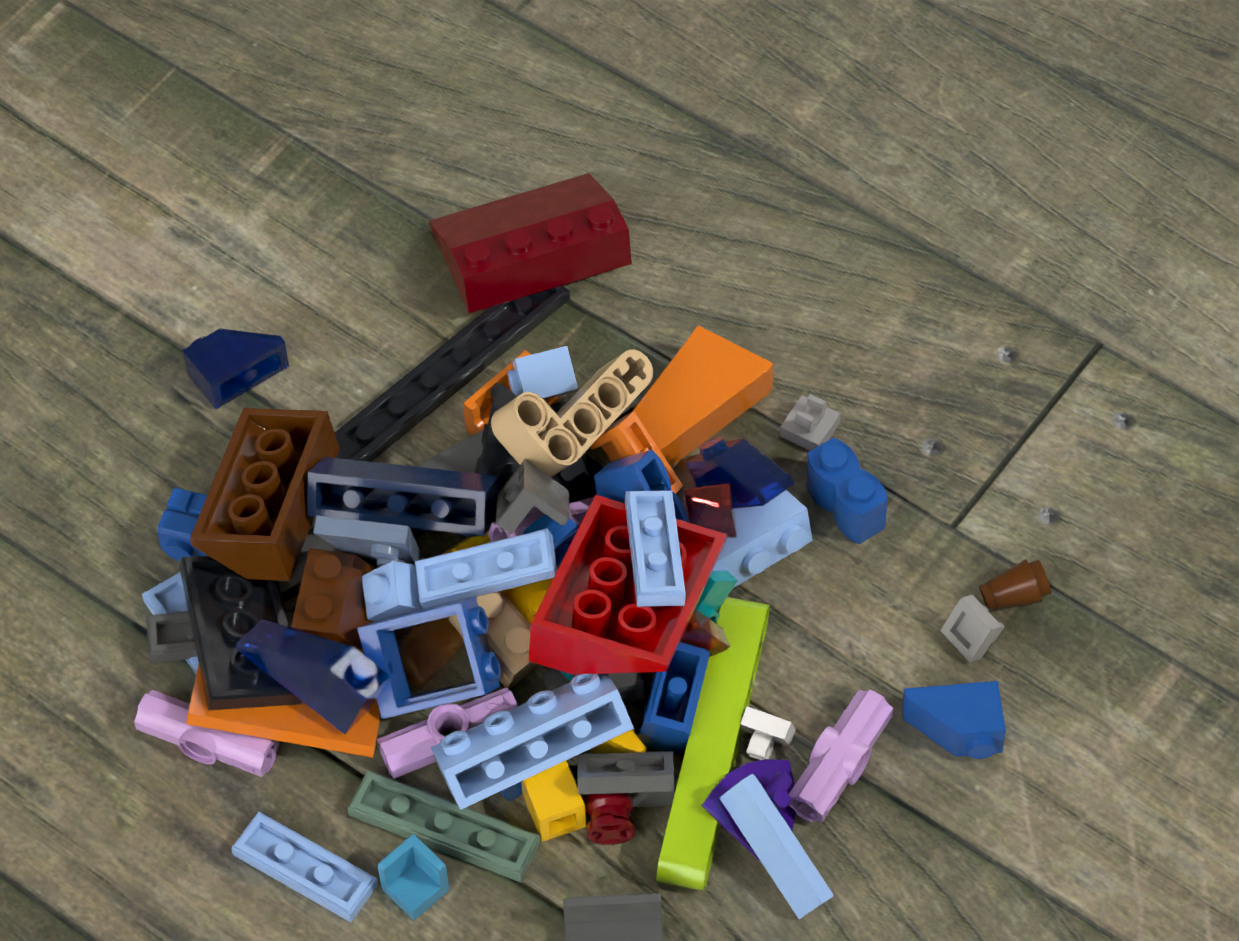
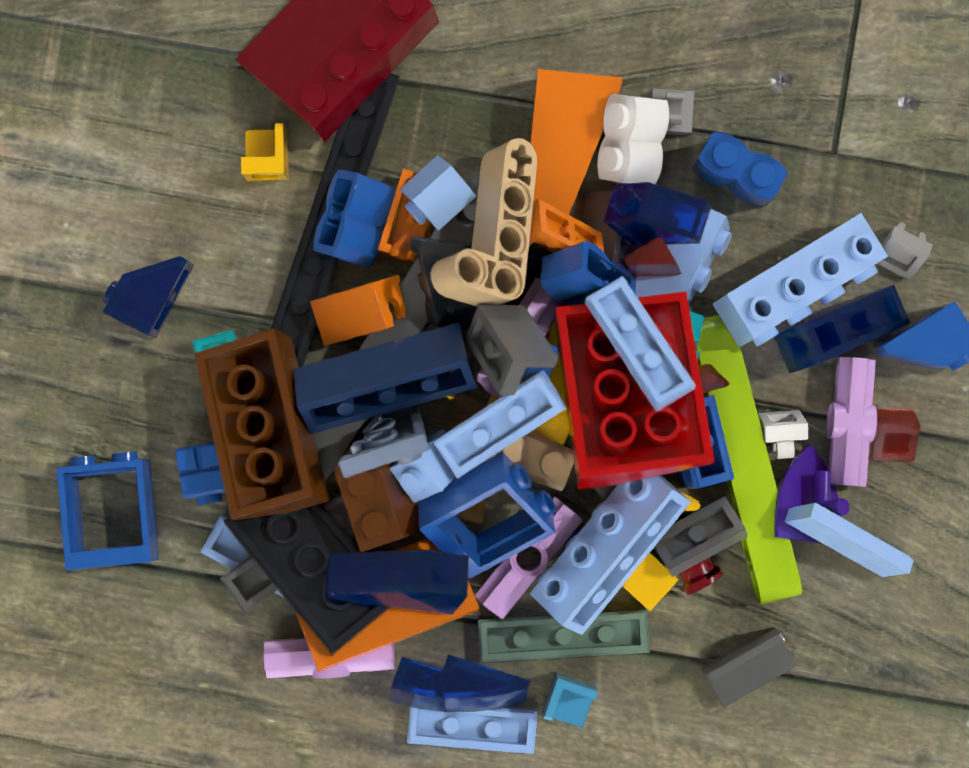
camera: 30 degrees left, 30 degrees up
(65, 558) = (71, 518): none -> blue window
(311, 810) = (456, 688): none -> clear blue slope
(410, 303) = (266, 154): none -> yellow panel
(417, 439) = (359, 310): none -> orange hinge
(455, 374) = (353, 218): none -> blue brick
(758, 410) = (633, 139): none -> white brick
(852, 599) = (799, 281): none -> light blue brick
(852, 660) = (841, 329): none -> clear blue slope
(879, 794) = (895, 435): none -> clear red slope
(1017, 586) = (919, 192): reddish brown cone -> none

